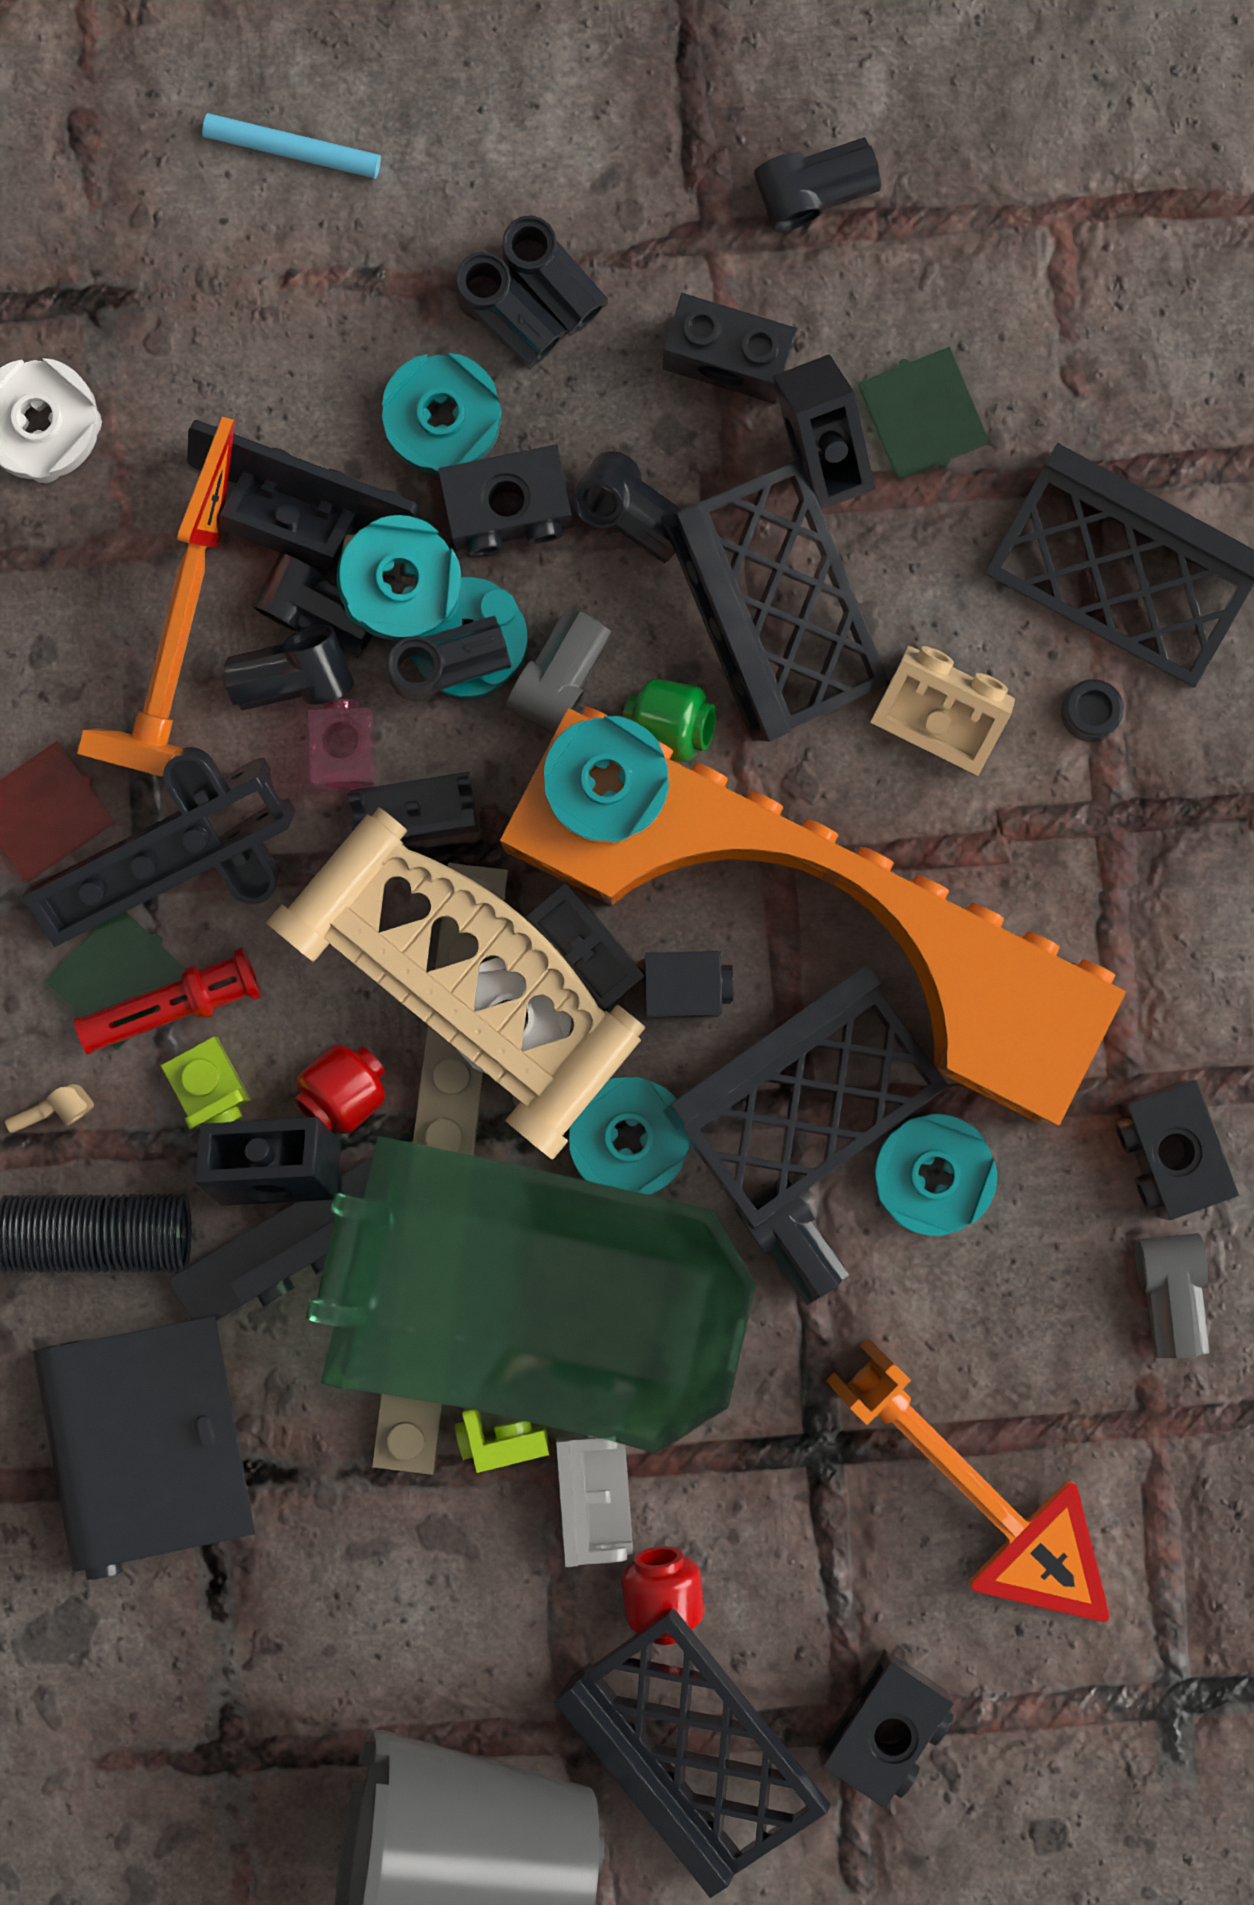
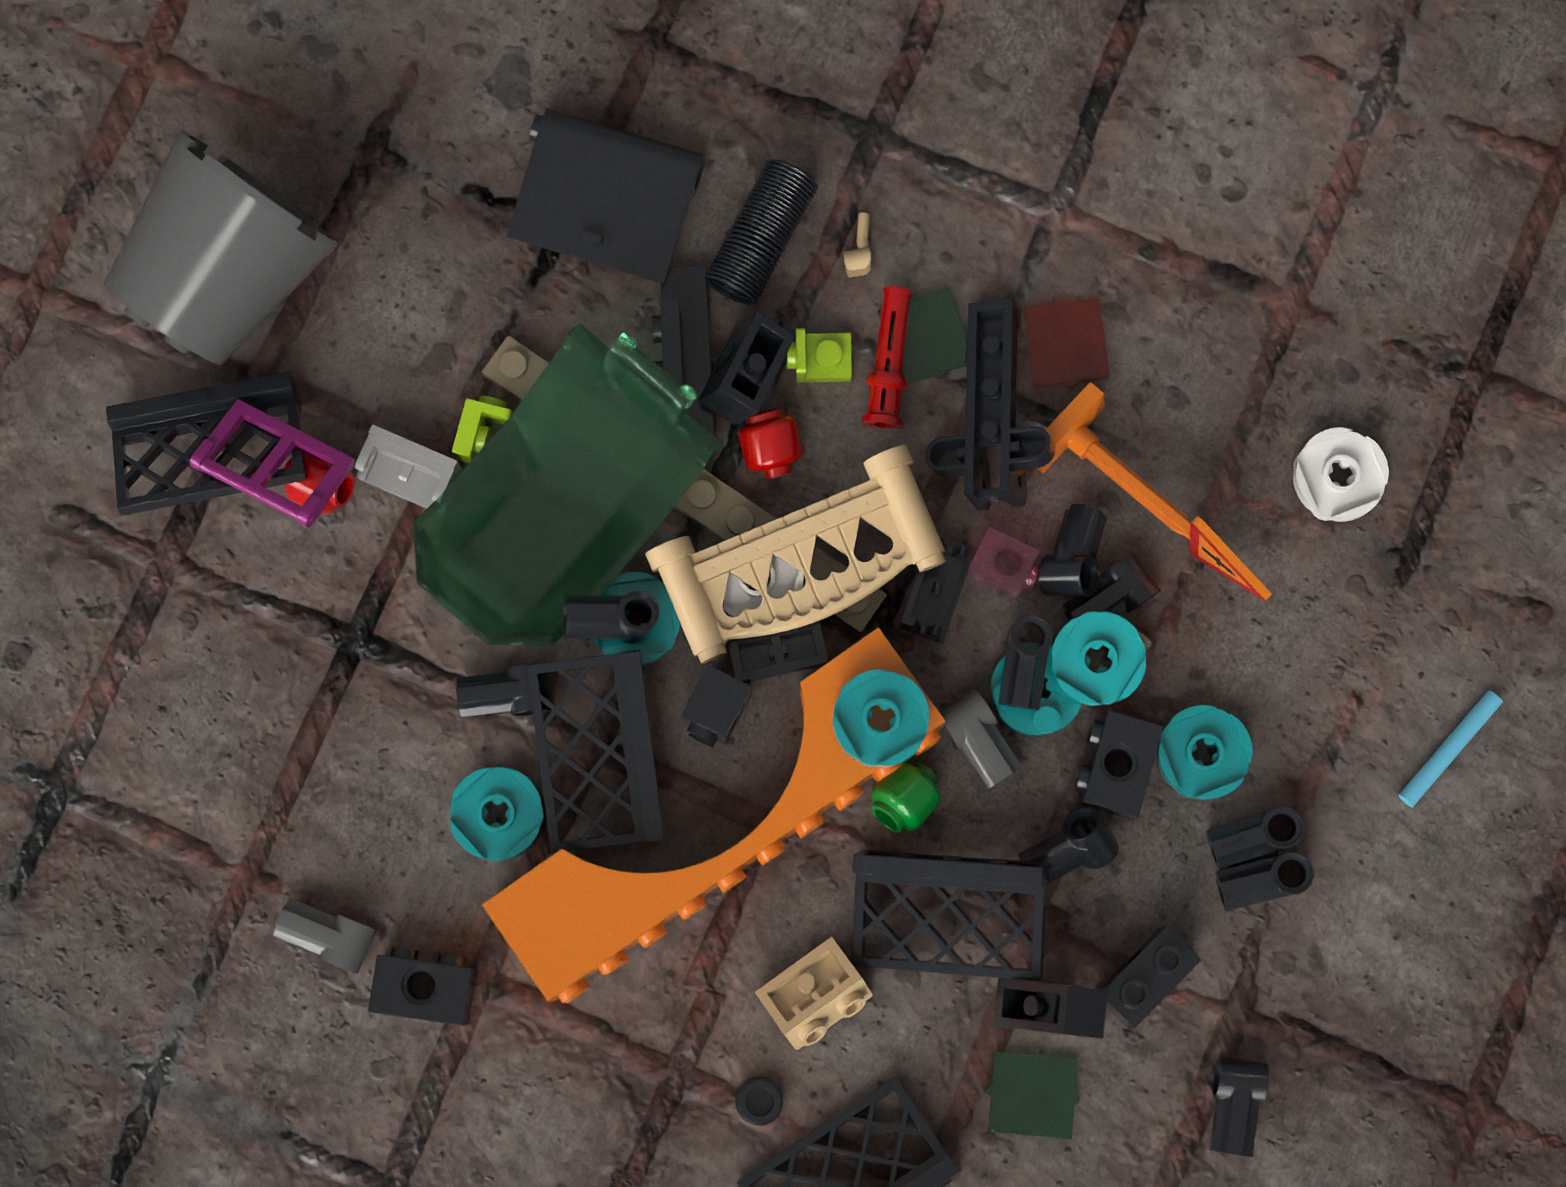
camera: 120 degrees right, 5 degrees down
(292, 501) = (1190, 617): black bracket -> none
(633, 1654) = (255, 487): none -> magenta window
(649, 1166) = (605, 618): none -> black piece
(887, 1693) = (167, 601): black brick -> none
(1045, 1557) = (200, 749): orange piece -> none

